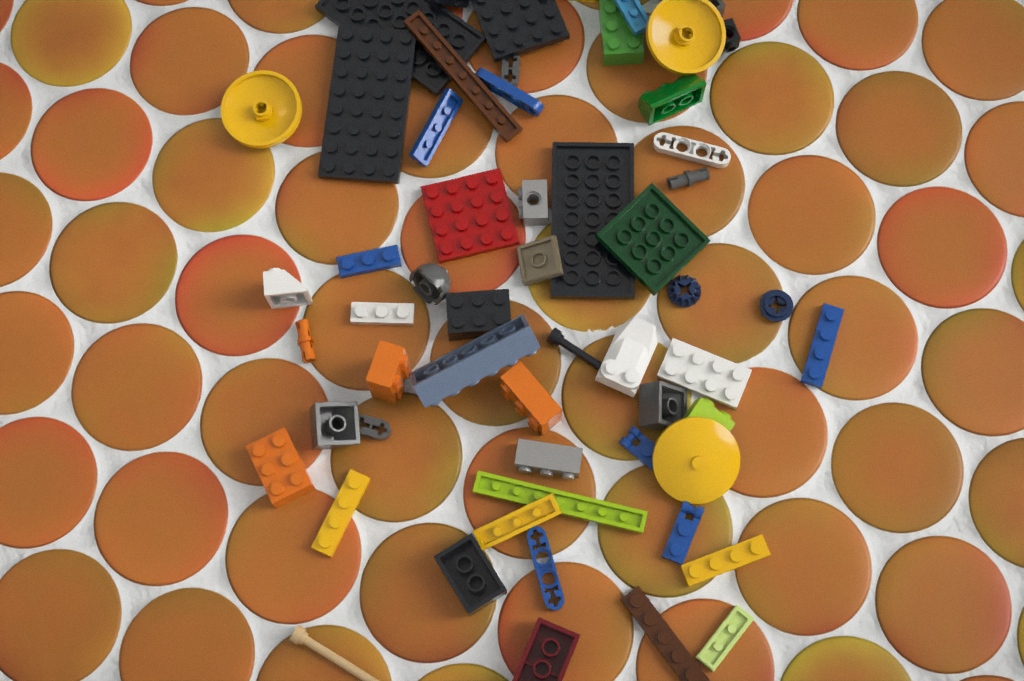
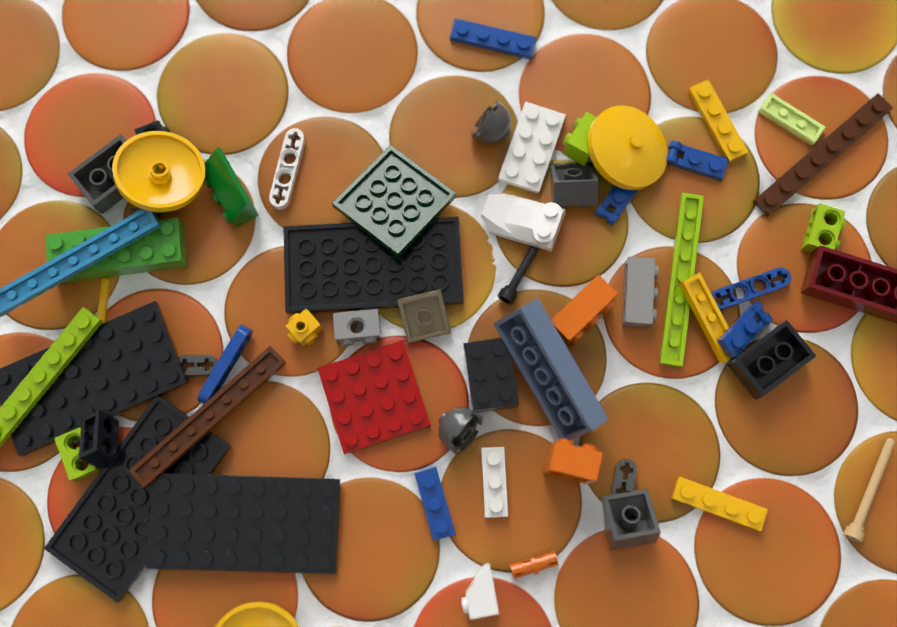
camera: 95 degrees left, 5 degrees up
(280, 467) = (682, 574): orange brick -> none
(436, 127) = (271, 442): plate -> none
(503, 554) = (744, 330): none -> blue plate
(536, 156) = (306, 321): none -> yellow brick
(602, 644) = (819, 228): none -> lime brick
(684, 300) = (455, 168): dark blue gear -> none
(688, 178) = (321, 170): dark grey pin -> none
(725, 335) = (493, 124): none -> dark grey cylinder
(782, 300) = (462, 74): dark blue gear -> none

